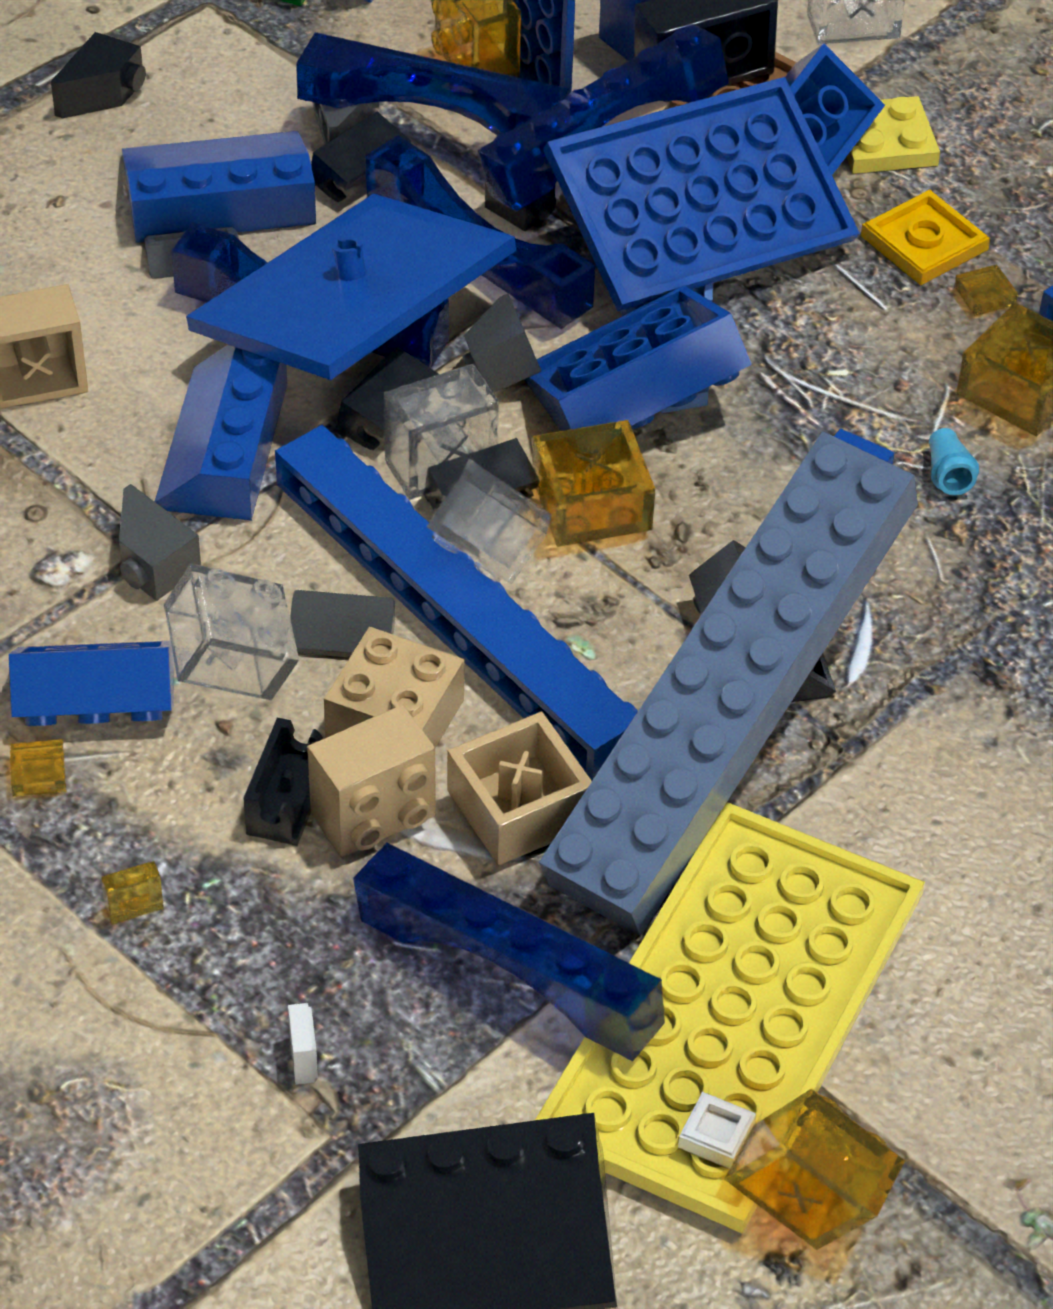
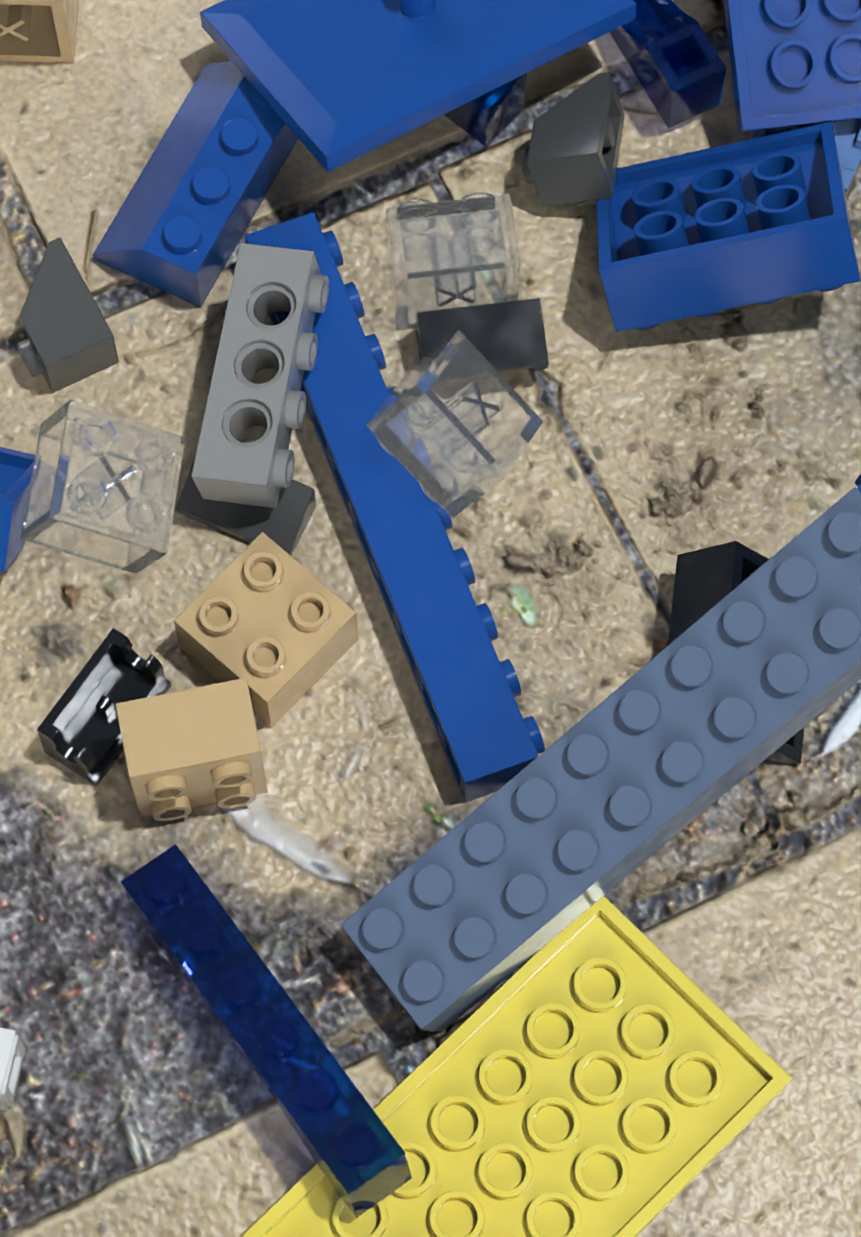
camera: 20 degrees right, 20 degrees up
(327, 527) = (262, 283): none -> light grey brick
(366, 401) = (424, 168): black hinge -> none
(516, 786) = (362, 802): tan brick -> none
(593, 483) = (611, 386): clear yellow brick -> none

